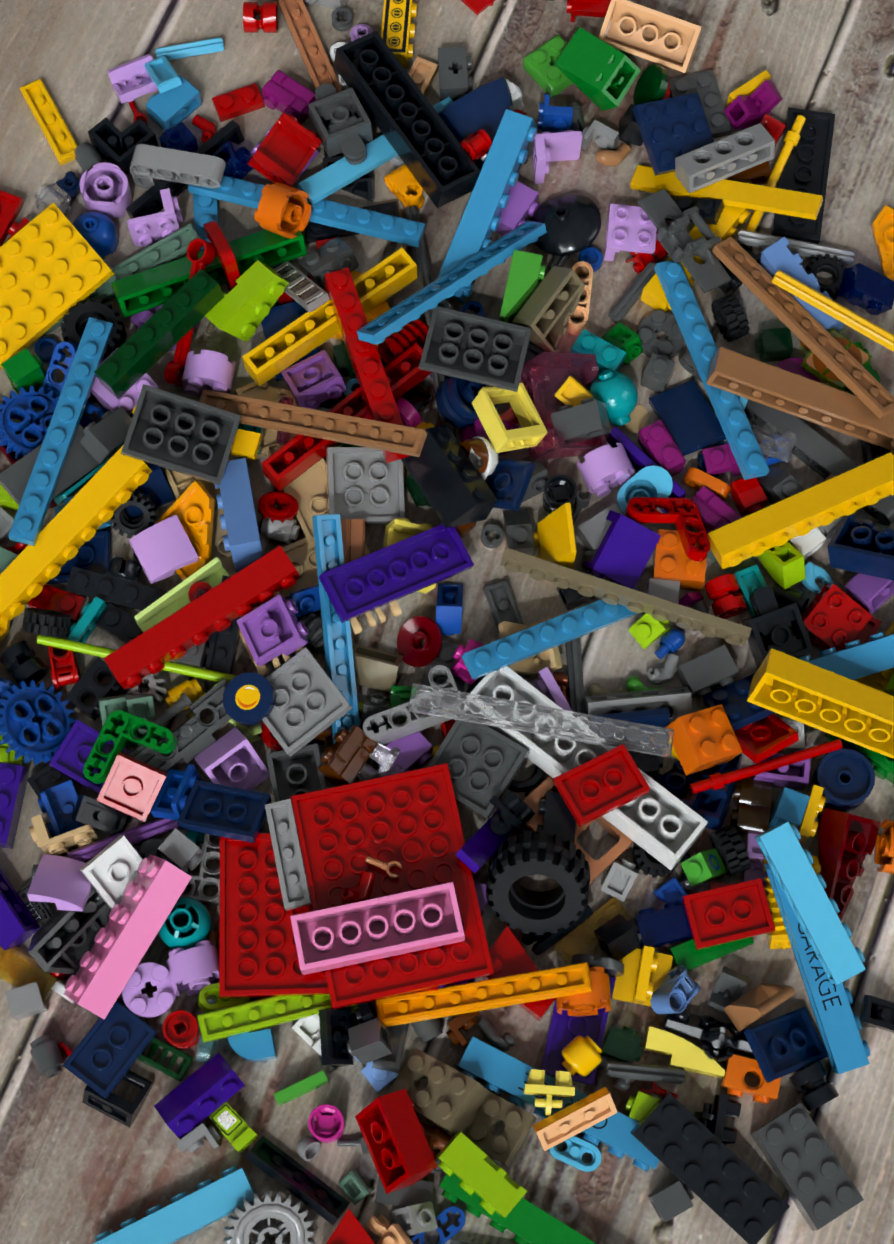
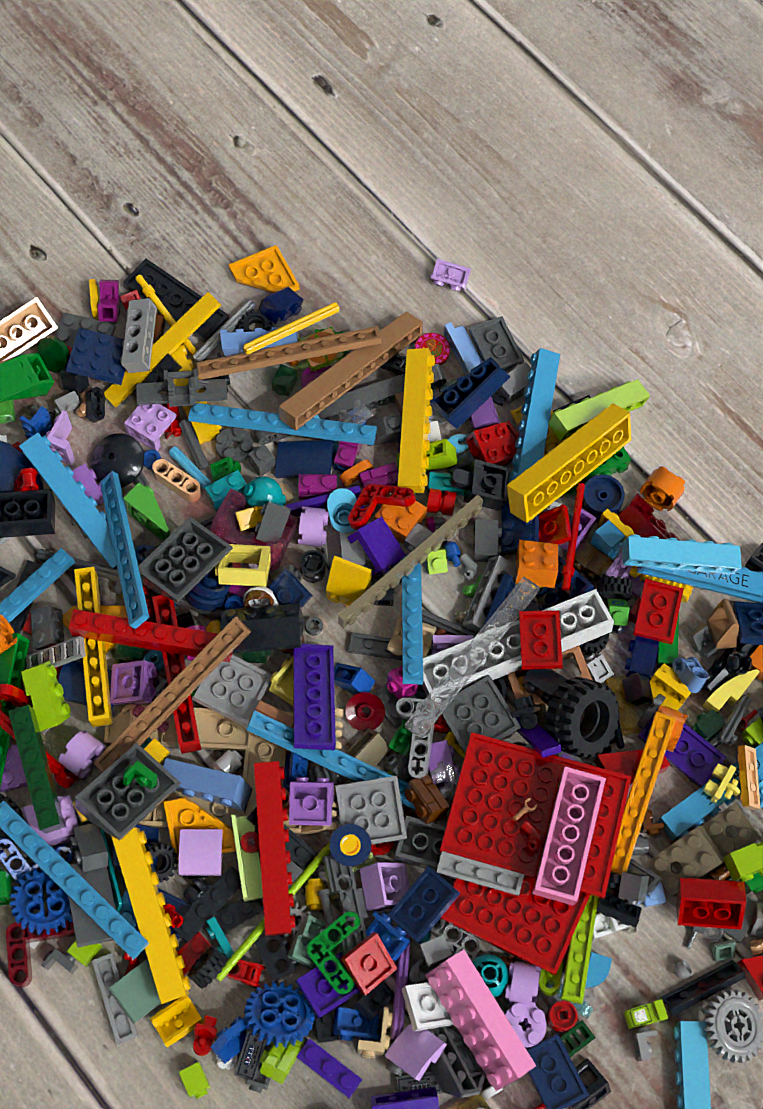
camera: 65 degrees left, 5 degrees down
(23, 664) = (235, 998): black wheel -> none
(85, 554) = (176, 919): none -> red pin
(199, 1096) = (615, 1027): dark purple brick -> none
(202, 430) = (143, 775): none -> green bracket
(283, 500) = (211, 750): red gear -> none
(301, 1088) = (640, 952): bright green tile -> none
(326, 1123) = (674, 946): dark pink wheel -> none
(405, 187) = (20, 548): light orange piece -> none
(464, 432) = (234, 602): none -> blue tile
(494, 1037) = (663, 805): dark grey arm -> none
(518, 531) = (324, 607): dark grey slope -> none
(550, 308) = (176, 498): dark tan wedge -> none
(581, 1055) = (707, 752): yellow head -> none
(604, 303) = (189, 467): none -> medium azure axle
(617, 162) = (95, 404): none -> black beam
(670, 891) = (620, 641): blue tile -> none
(730, 317) = (251, 395): black tyre -> none
(747, 496) = (380, 452): red brick -> none

